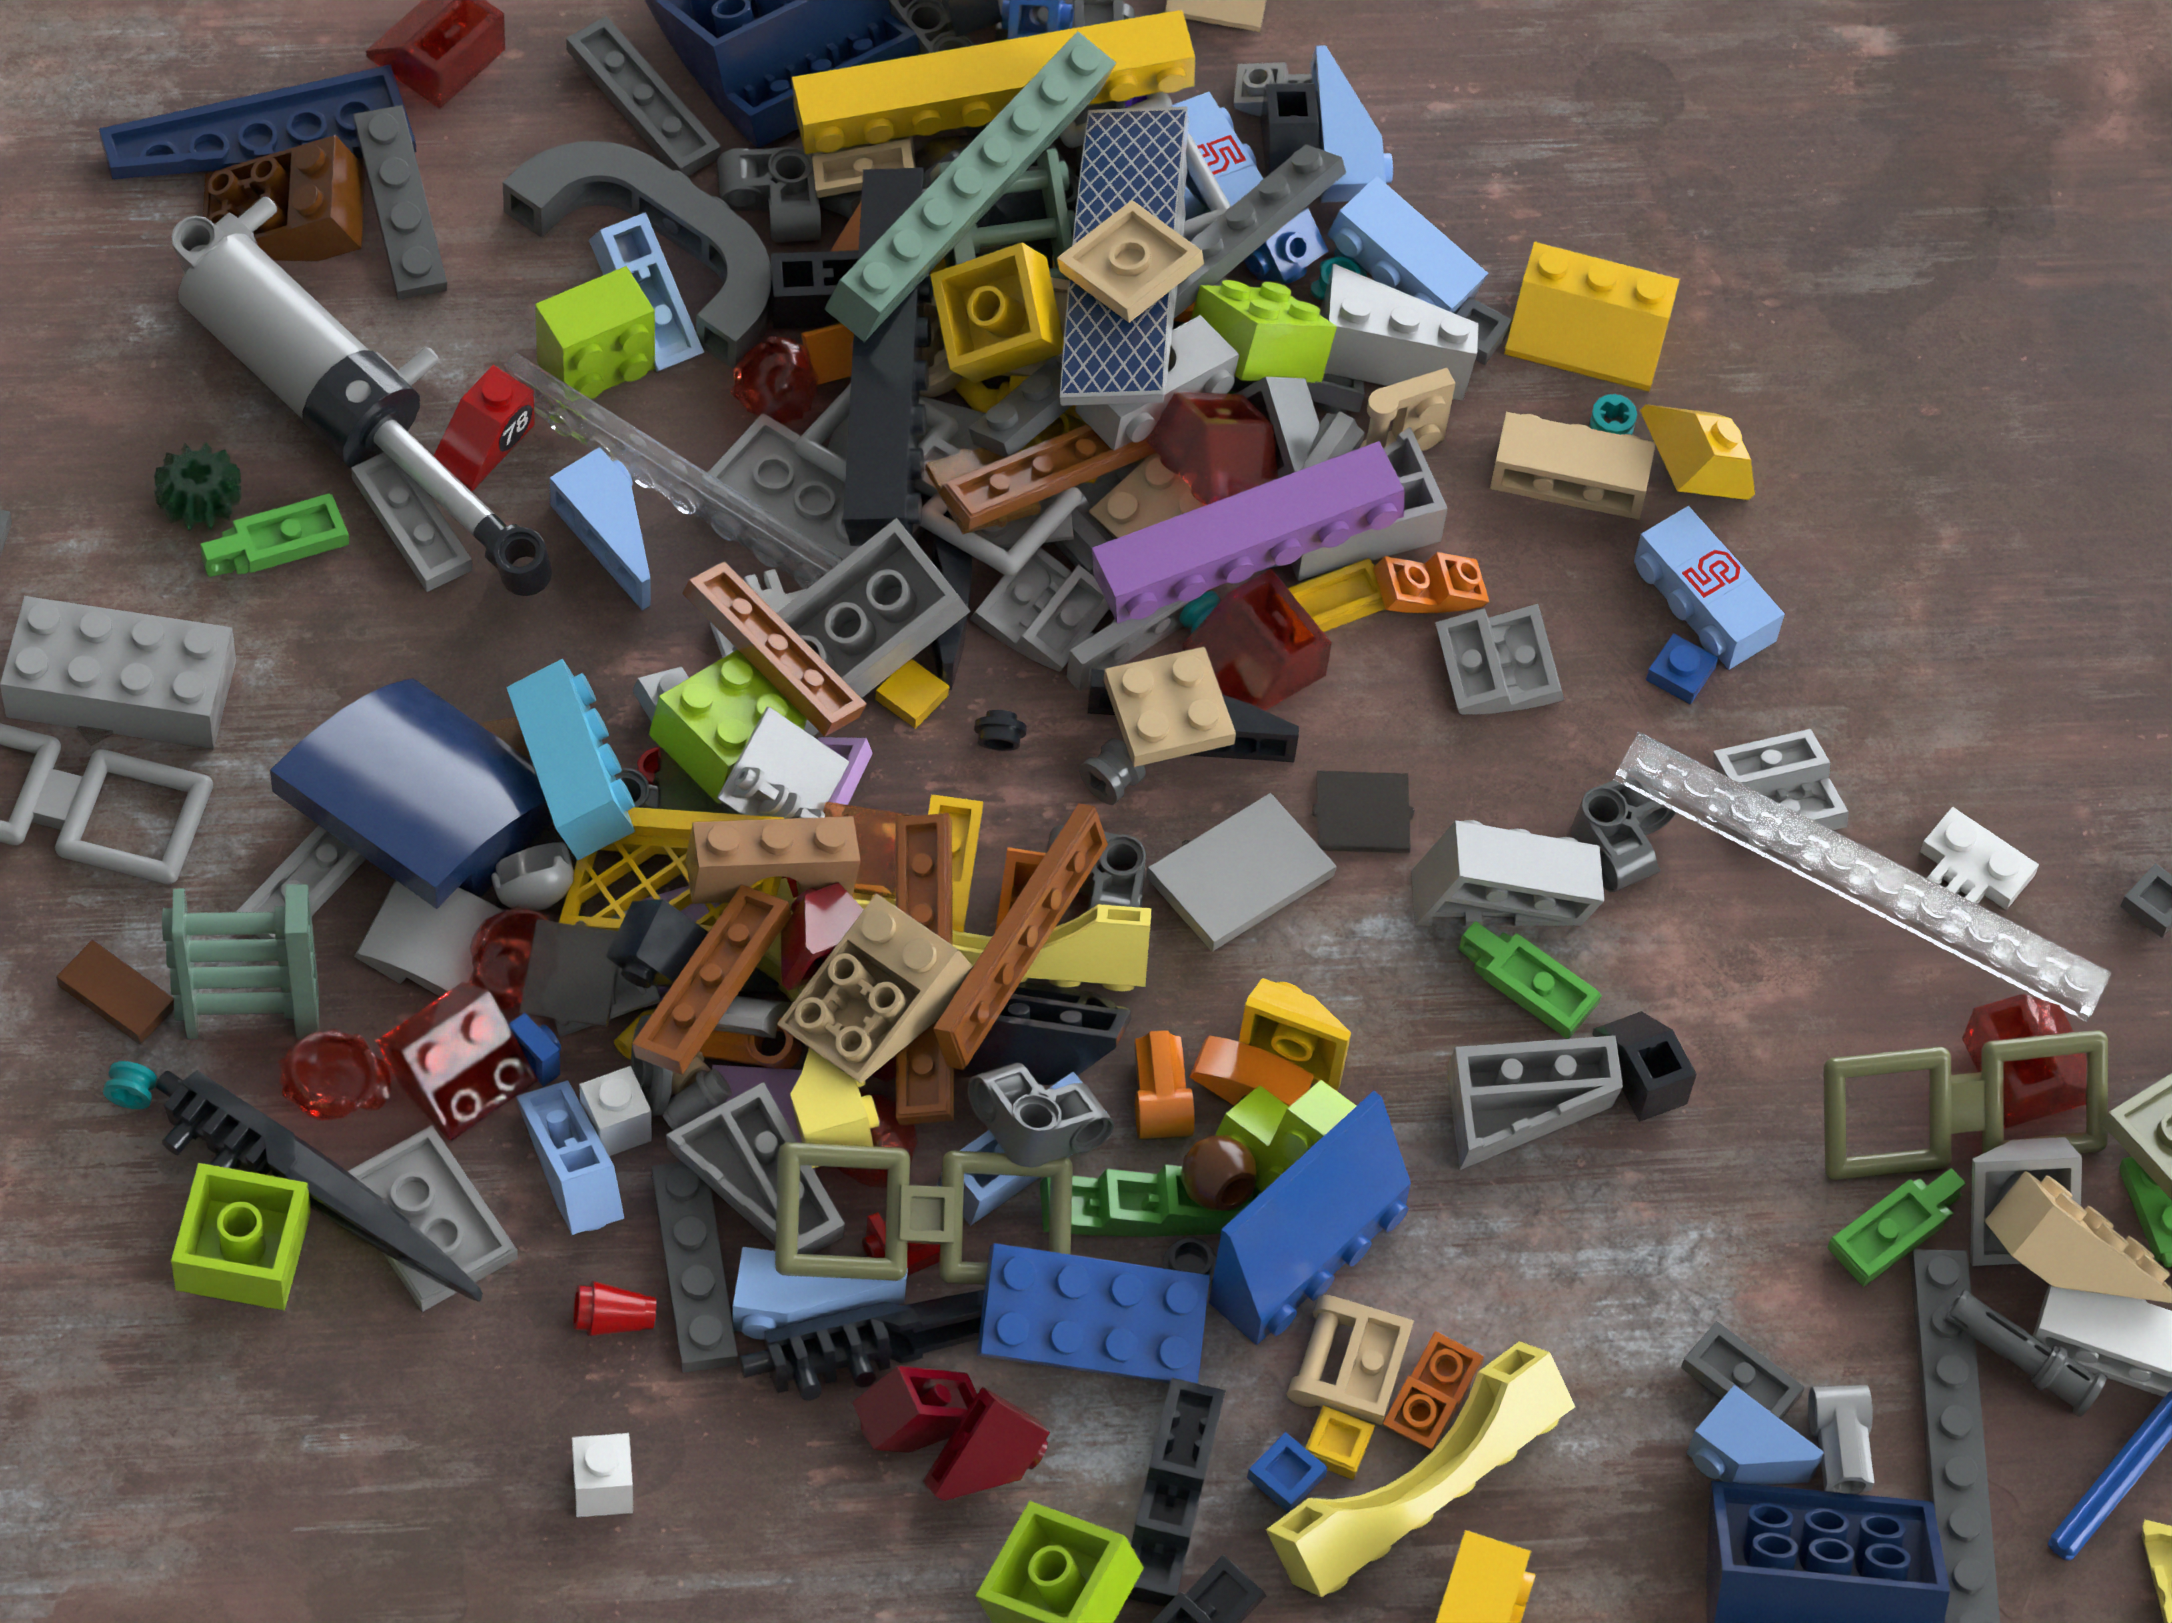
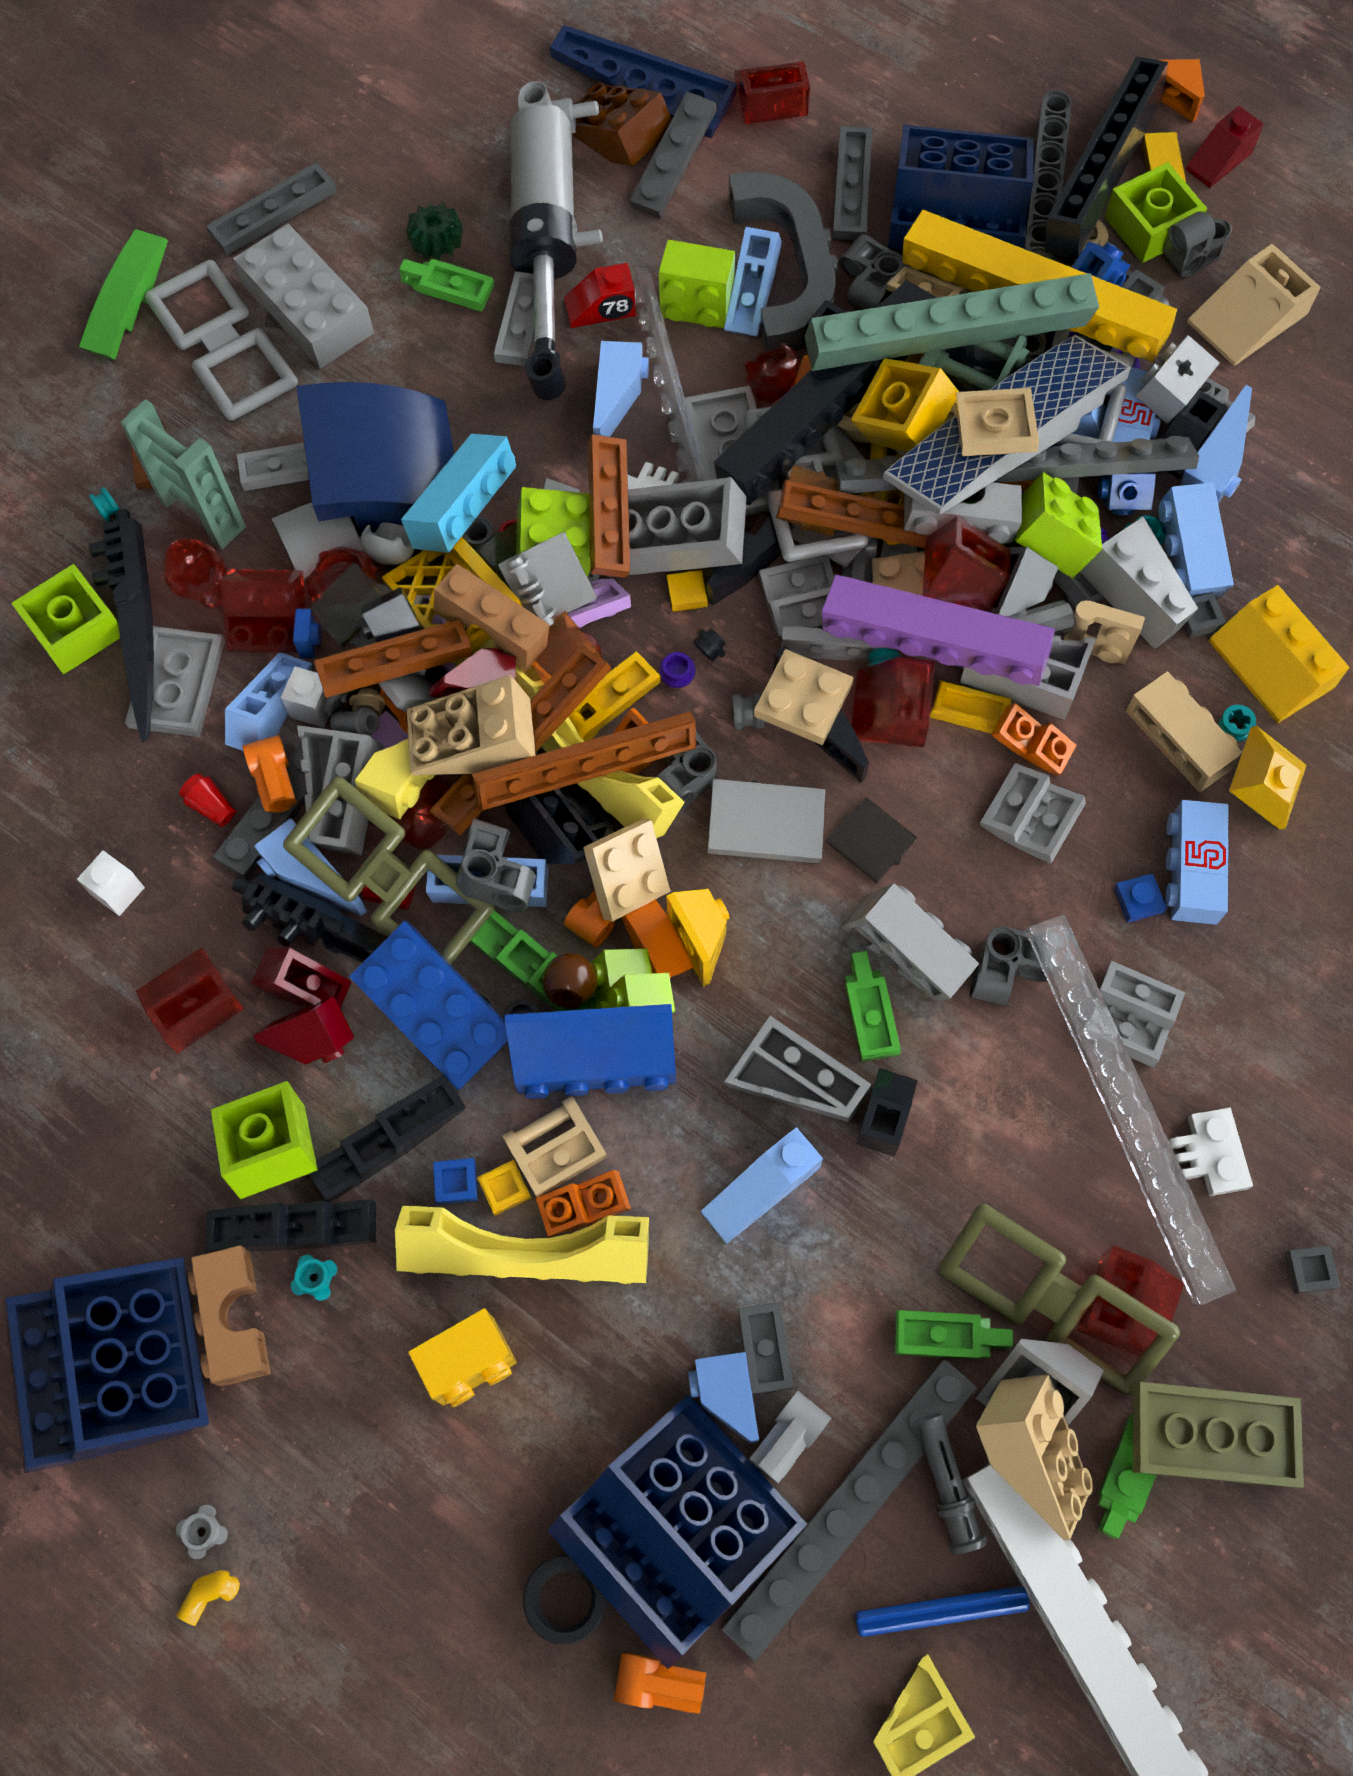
camera: 50 degrees right, 10 degrees up
(657, 1209) = (269, 767): none -> orange piece
(818, 1518) = (188, 1000): none -> clear red slope
(990, 783) = (677, 670): none -> dark purple plate
(1165, 1018) = (627, 869): none -> tan plate
(1234, 87) = (1177, 379): none -> brick
(1593, 1227) = (762, 1185): none -> light blue slope

